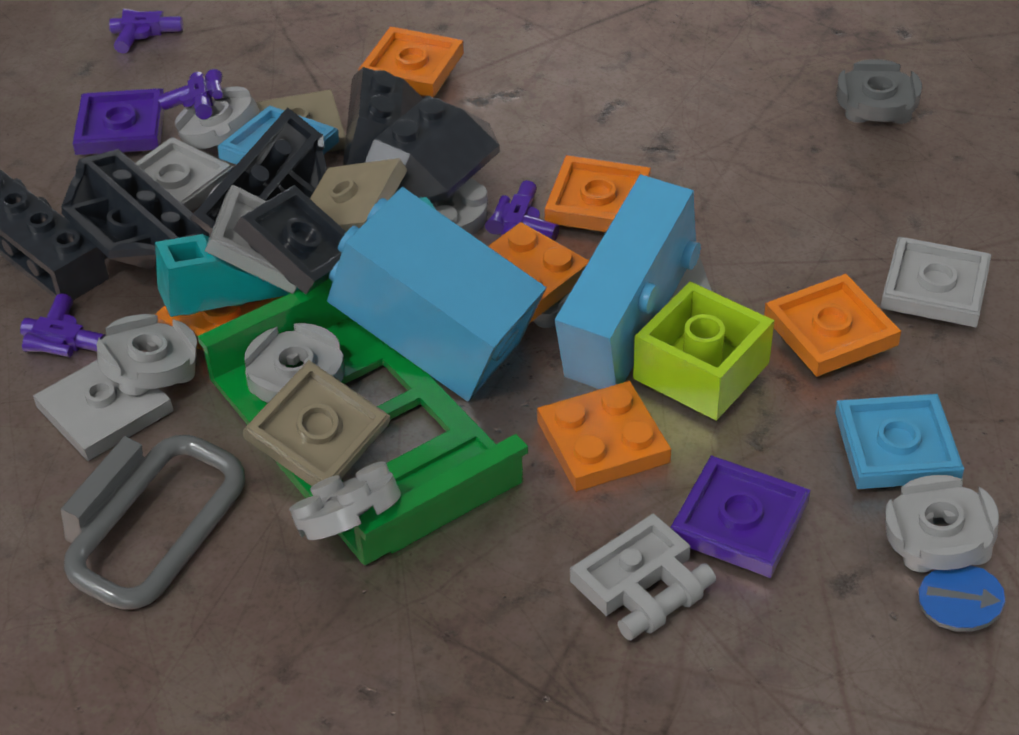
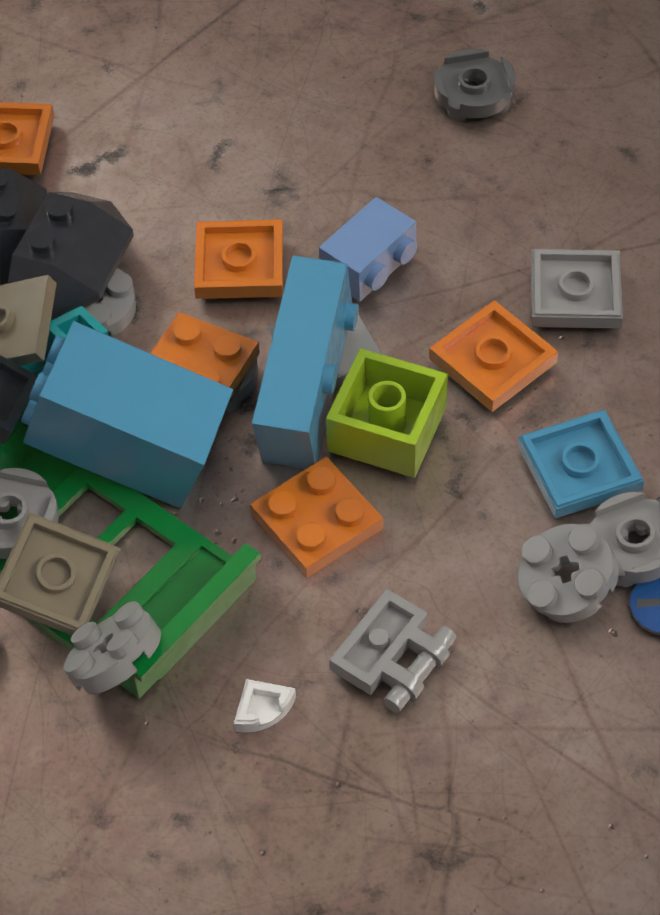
camera: 15 degrees left, 10 degrees up
(488, 600) = (262, 706): none -> white tile
(520, 210) = (168, 297): dark purple piece -> none
(734, 204) = (372, 246): none -> medium blue brick
(741, 515) = (461, 570): dark purple plate -> none
(850, 513) = (588, 586): none -> light grey plate

